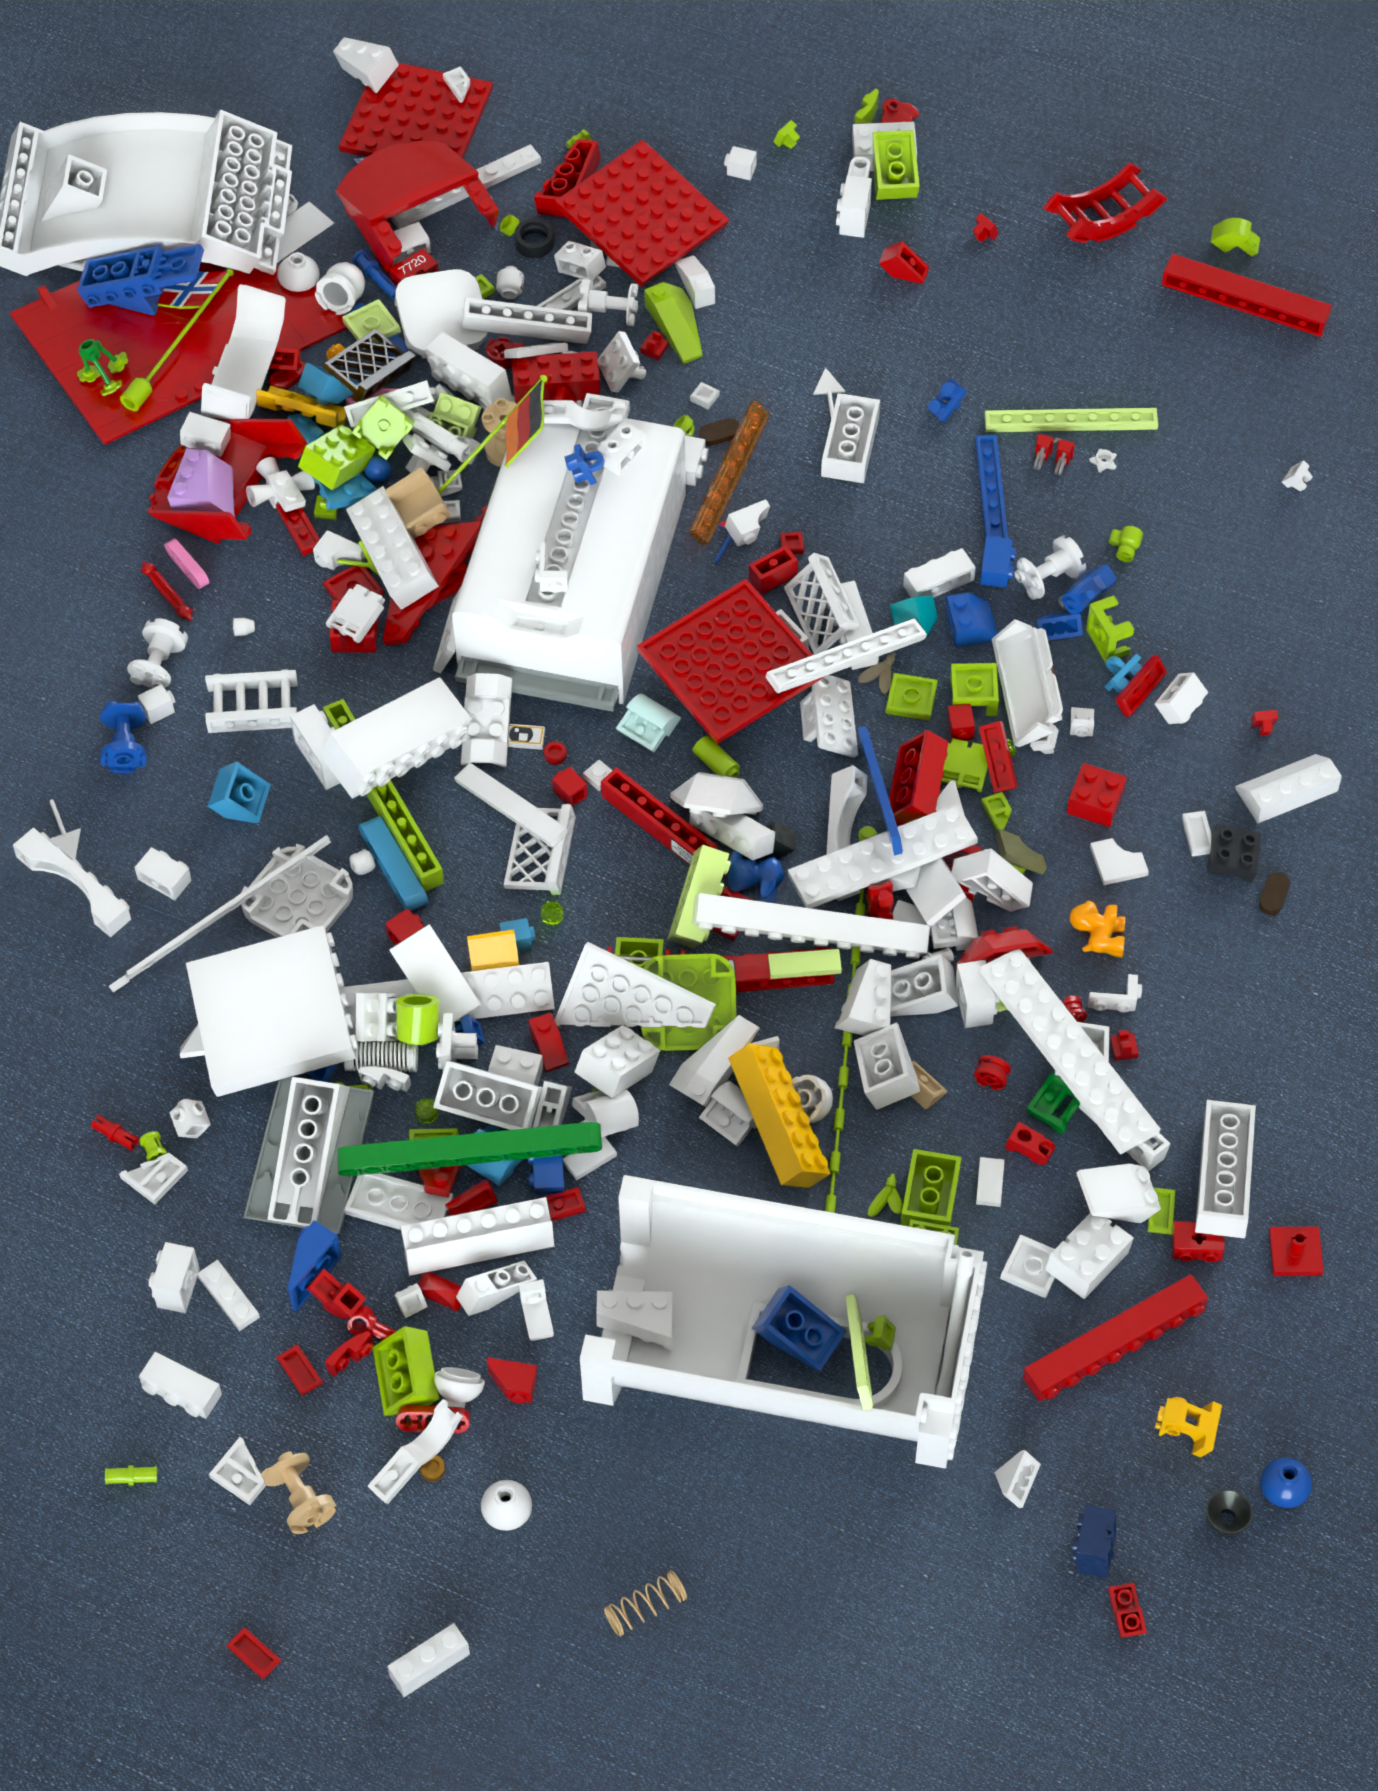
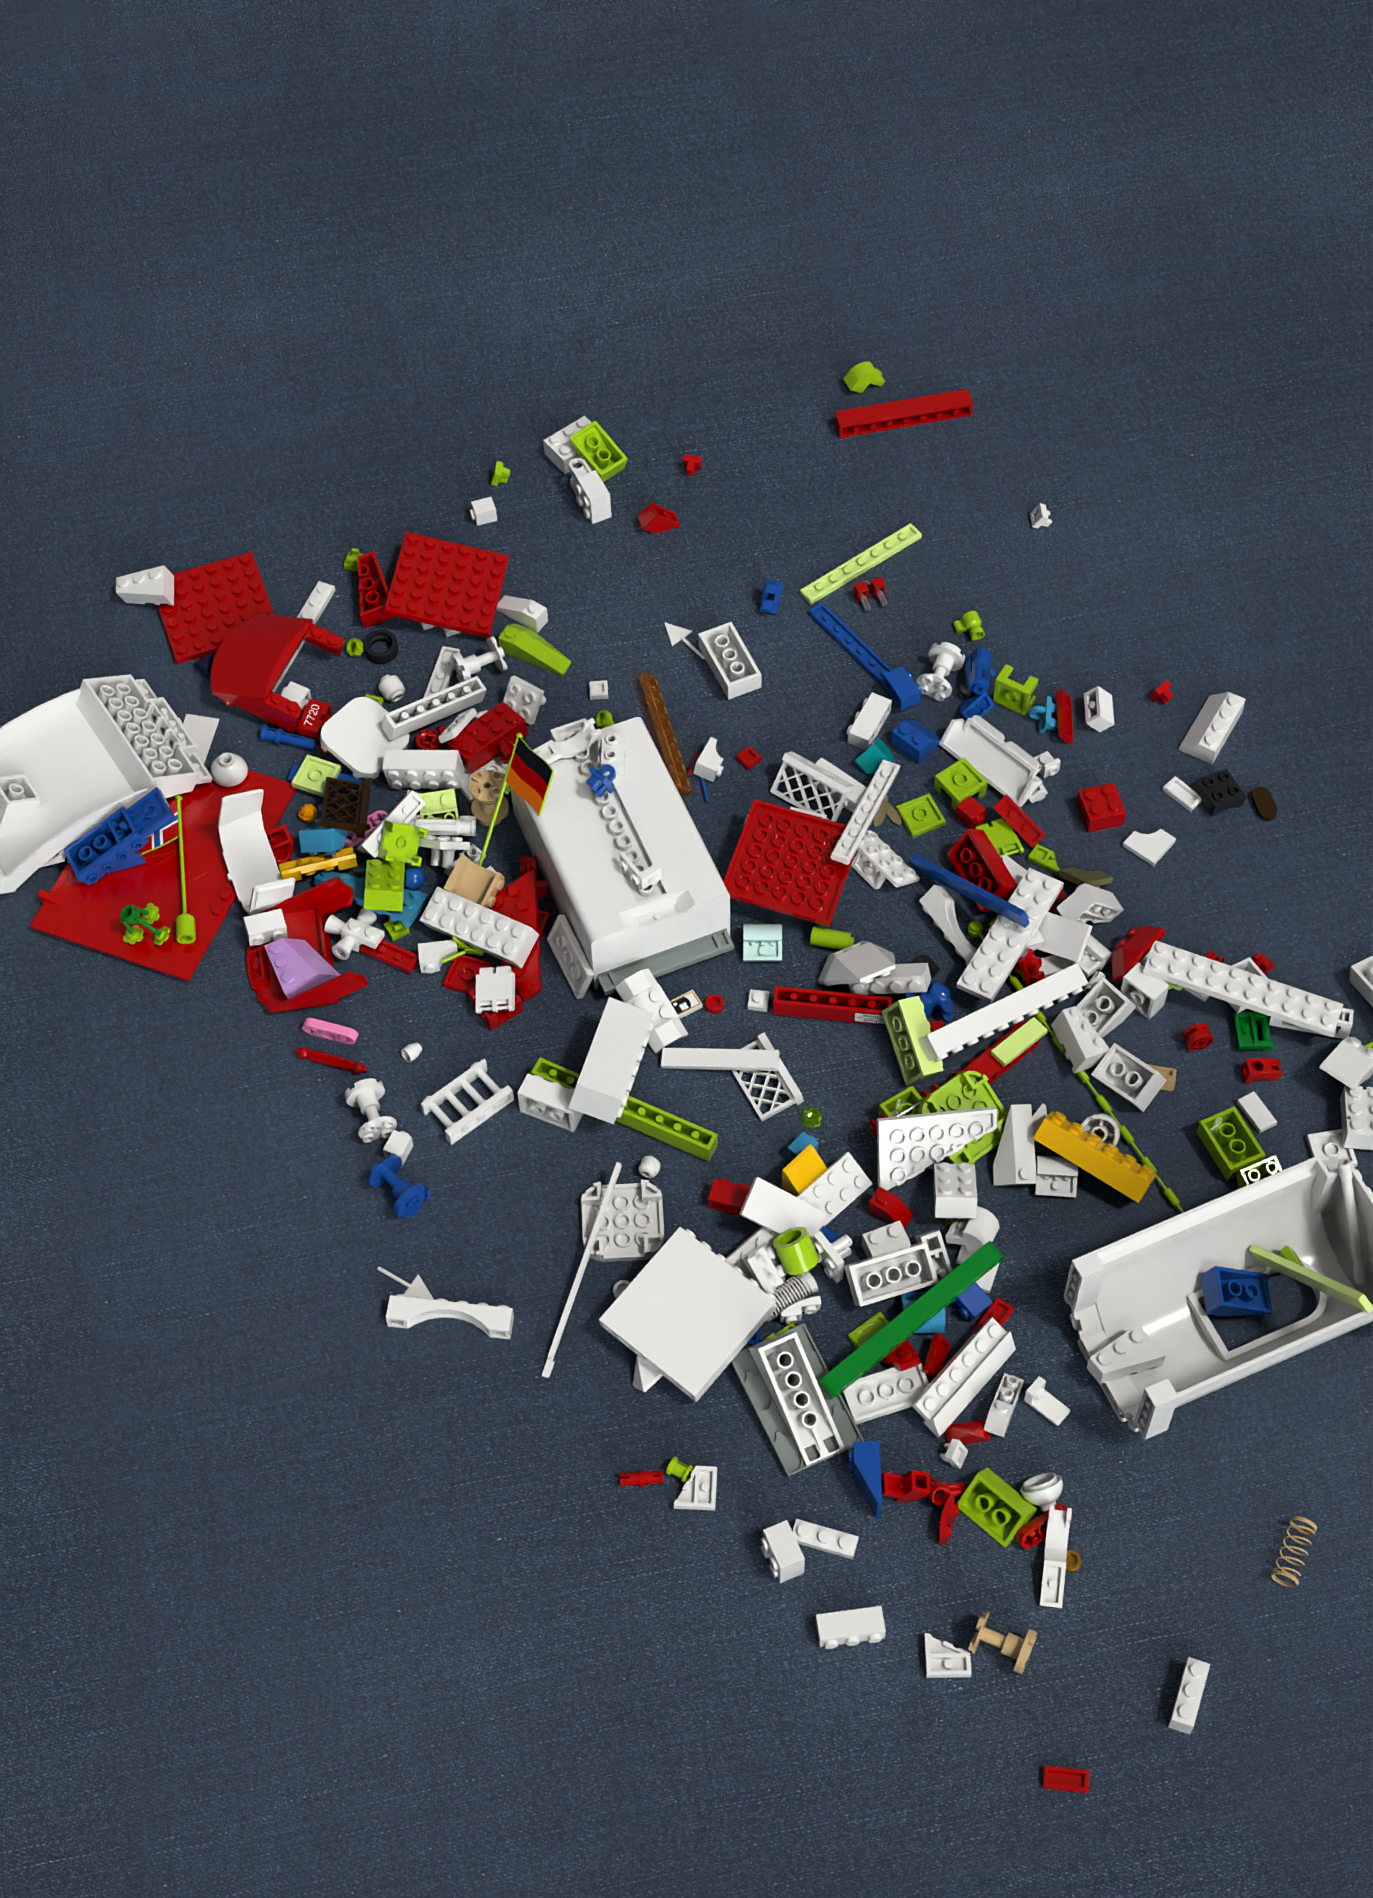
camera: 35 degrees left, 0 degrees up
(131, 1475) = (871, 1715): lime pin -> none
(163, 873) = (512, 1267): white brick -> none
(190, 1118) = (689, 1430): white brick -> none
(239, 794) = (517, 1174): dark azure slope -> none
(299, 1370) = (921, 1556): red tile -> none
(340, 287) = (274, 762): white tile -> none
(393, 864) = (672, 1154): dark azure beam -> none
(425, 1112) = (847, 1313): clear neon green tile -> none
(457, 82) = (228, 564): white tile -> none
(507, 1514) = (1142, 1559): white piece -> none
(514, 1379) = (1073, 1460): red slope -> none
(569, 786) = (747, 1021): red brick -> none
(580, 261) = (431, 644): white brick -> none
(654, 346) = (533, 674): red tile -> none
(719, 431) = (631, 708): dark brown tile -> none
(773, 570) = (757, 782): red brick -> none
(869, 108) = (539, 425): lime slope -> none
(888, 1194) = (1200, 1165): lime piece -> none
(902, 113) = (561, 416): red plate -> none
(1087, 918) = (1181, 894): light orange animal -> none
(1104, 455) = (905, 574): white plate -> none
(1110, 226) = (775, 415): red fence -> none
(1118, 1002) = (1238, 933): white bracket -> none

